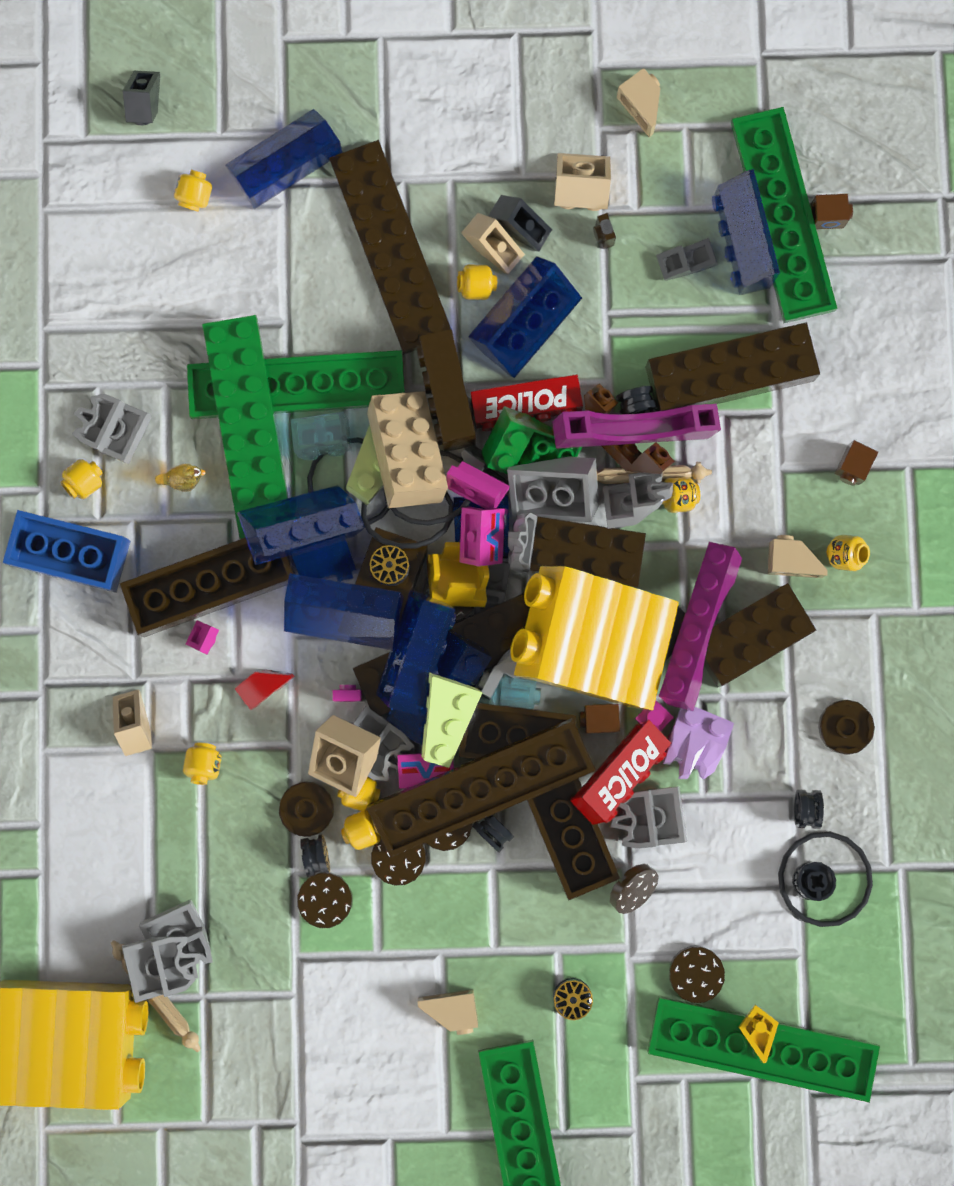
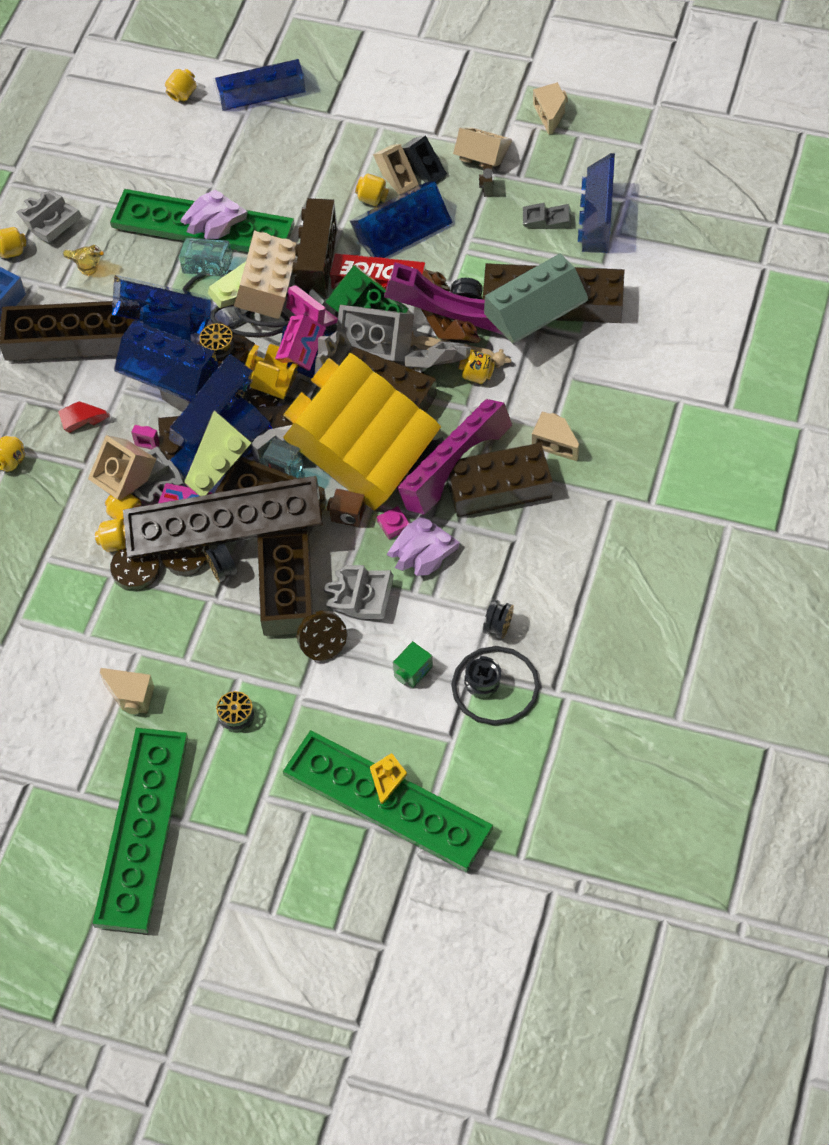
camera: 20 degrees right, 25 degrees down
(142, 97) = (169, 22): black slope -> none
(202, 637) = (50, 369): dark pink plate -> none
(245, 413) = (155, 220): green plate -> none
(306, 809) = (76, 513): dark brown tile -> none
(310, 378) = (213, 215): none -> lavender plate
(315, 855) = (66, 541): black wheel -> none
(324, 900) = (60, 581): dark brown tile -> none
(389, 244) = (315, 148): dark brown plate -> none
(621, 773) = (344, 540): brick -> none
(696, 974) = (352, 725): dark brown tile -> none
(730, 404) = (535, 298): none -> sand green slope
(736, 889) = (412, 664): none -> green brick
(768, 148) = (636, 204): green plate -> none
(831, 211) = (675, 209): reddish brown brick -> none
(846, 727) = (556, 573): dark brown tile -> none
(848, 552) = (602, 440): yellow head -> none
(856, 463) = (634, 381): reddish brown brick -> none

